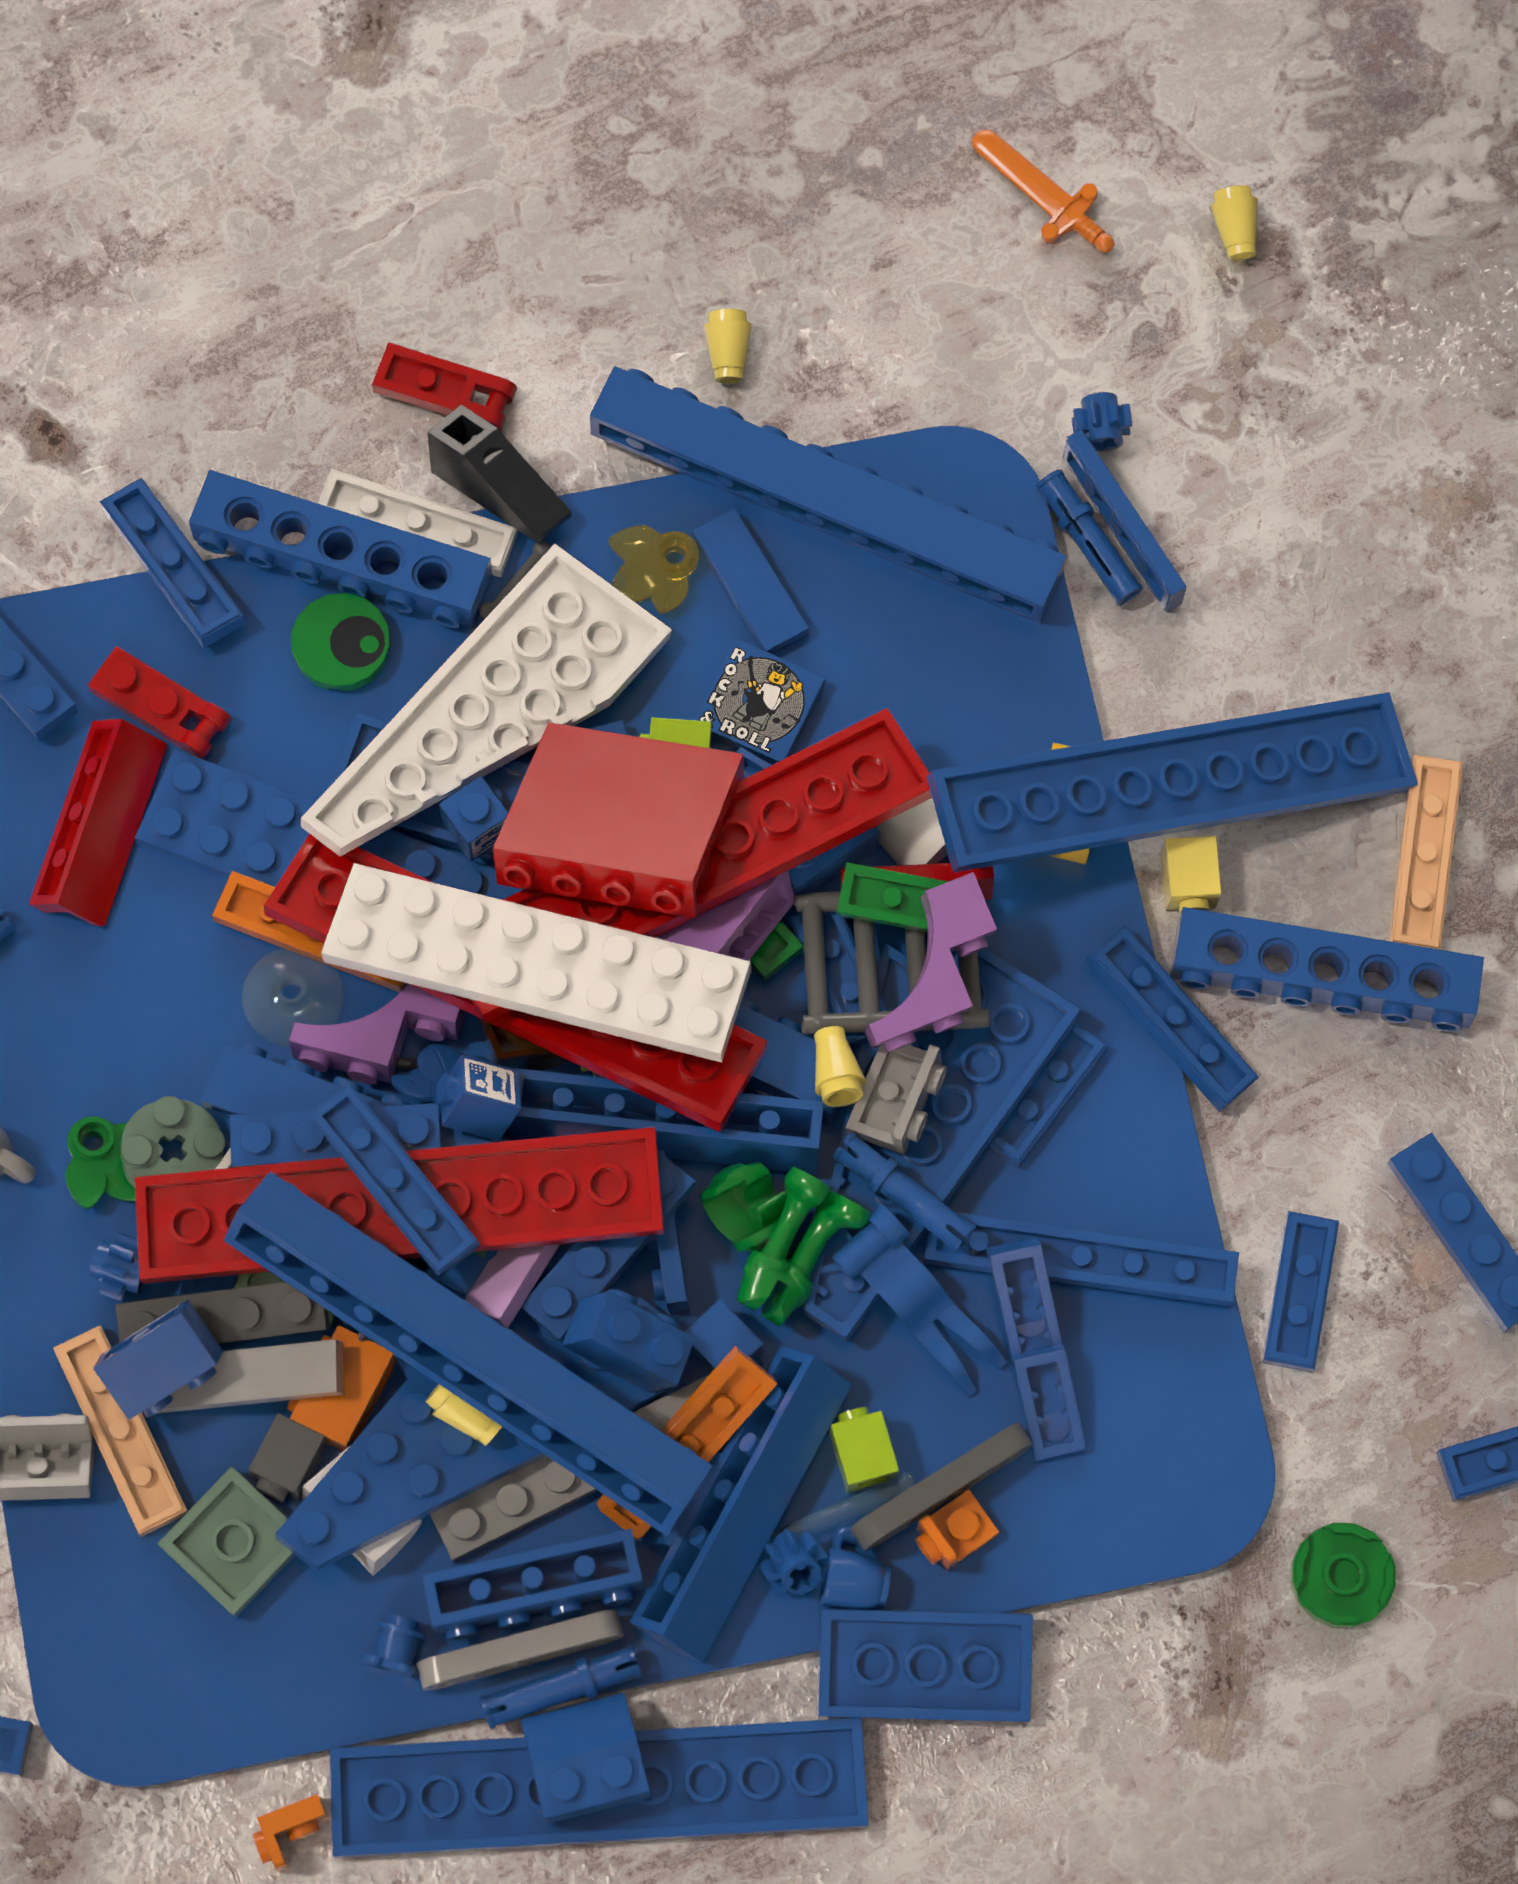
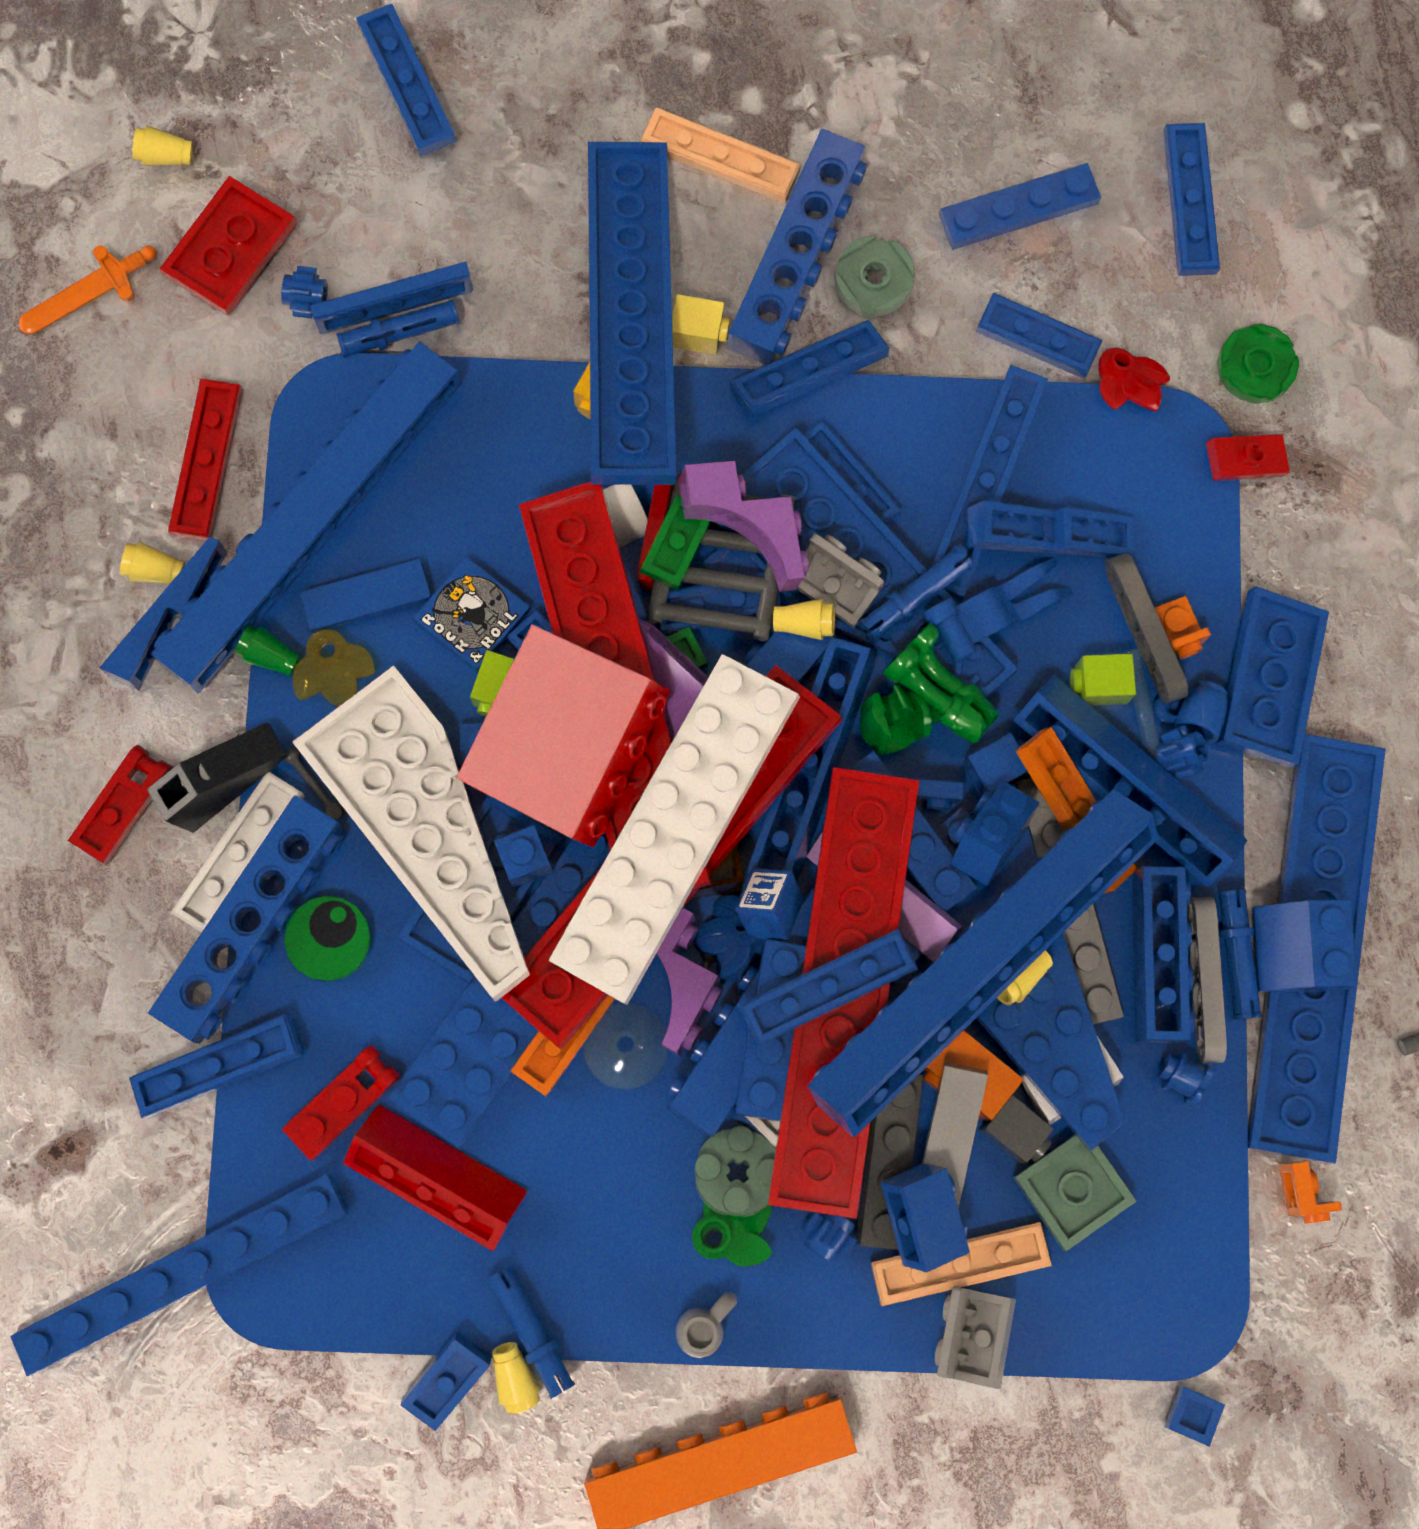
camera: 80 degrees left, 5 degrees up
(610, 348) = (133, 656): none -> blue slope
(655, 488) = (266, 651): none -> green cone
(872, 370) = (205, 460): none -> red tile
(1137, 326) = (228, 245): none -> red plate
(1207, 1580) = (1247, 457): none -> red plate
(1264, 1417) = (1131, 379): none -> red plate
(1315, 1043) = (878, 255): none -> sand green plate
(1407, 467) = (406, 80): none -> blue plate

